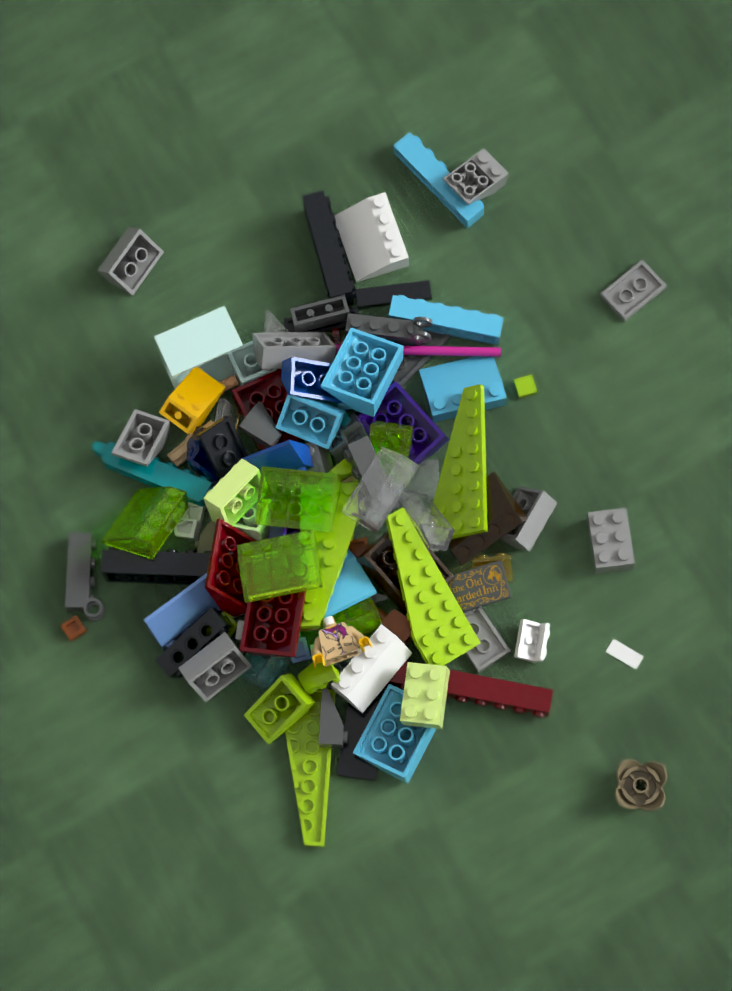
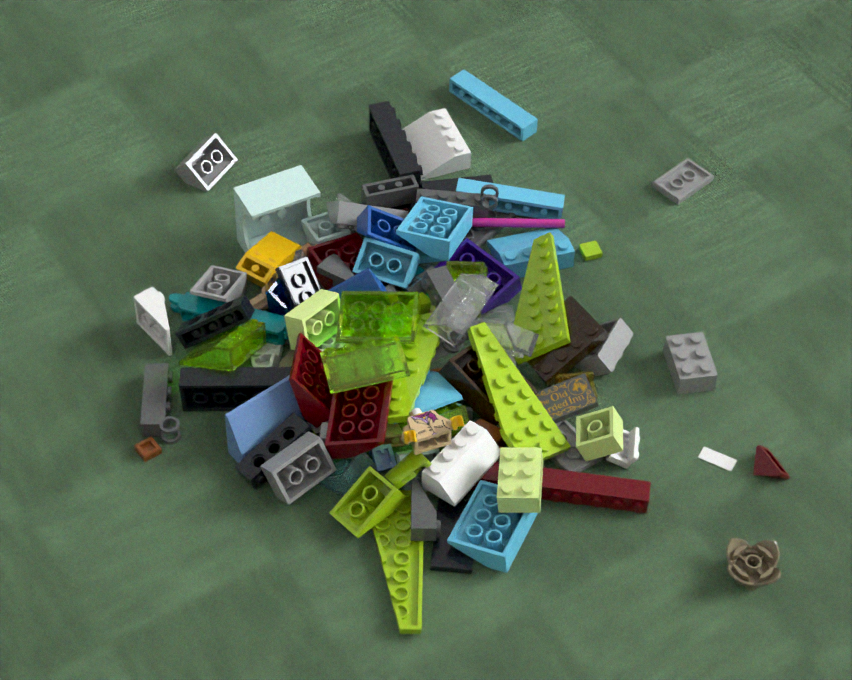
camera: 10 degrees left, 25 degrees down
(75, 467) = (152, 317): none -> white slope
(137, 488) = (215, 321): none -> black brick
(477, 177) = (531, 98): light grey slope -> none
(508, 635) = (599, 433): none -> yellowish green brick
(673, 665) = (768, 465): none -> dark red slope

